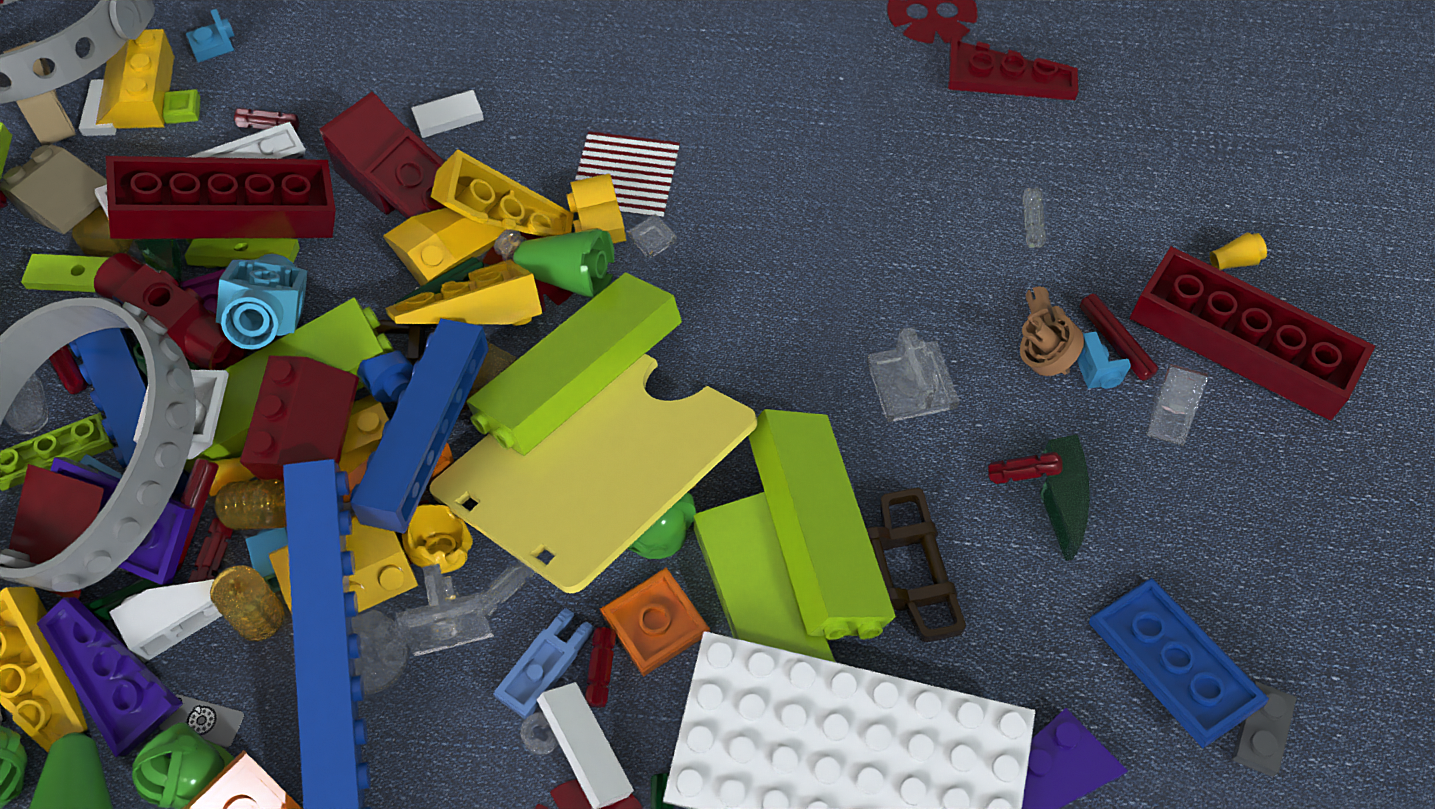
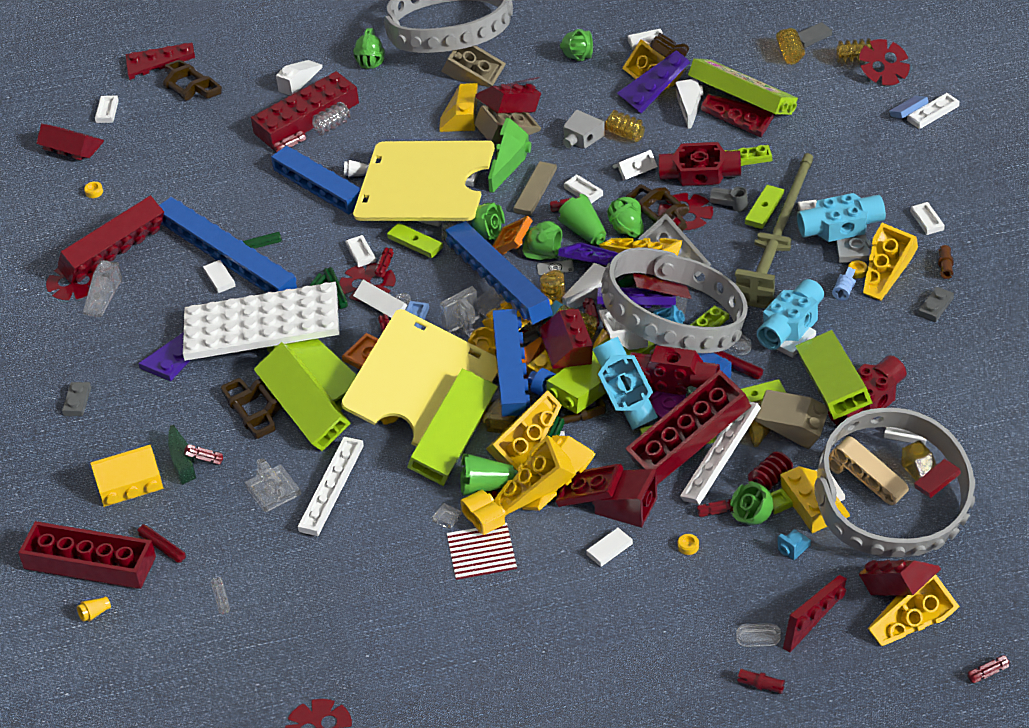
camera: 165 degrees right, 15 degrees down
(161, 133) = (769, 470): none -> dark red piece
(221, 81) = (752, 504): none -> bright green cylinder
(342, 86) = (688, 544): none -> yellow tile
(817, 340) = (330, 486): none -> white plate
(990, 71) = (263, 682): dark red wing -> none
(1051, 334) = (193, 516): medium nougat pin -> none
(1096, 366) = (170, 518): dark azure bracket -> none
(1171, 465) = (127, 475): none -> yellow slope
(1176, 404) = (127, 514): clear slope -> none
(1178, 662) = (119, 406): blue tile -> none

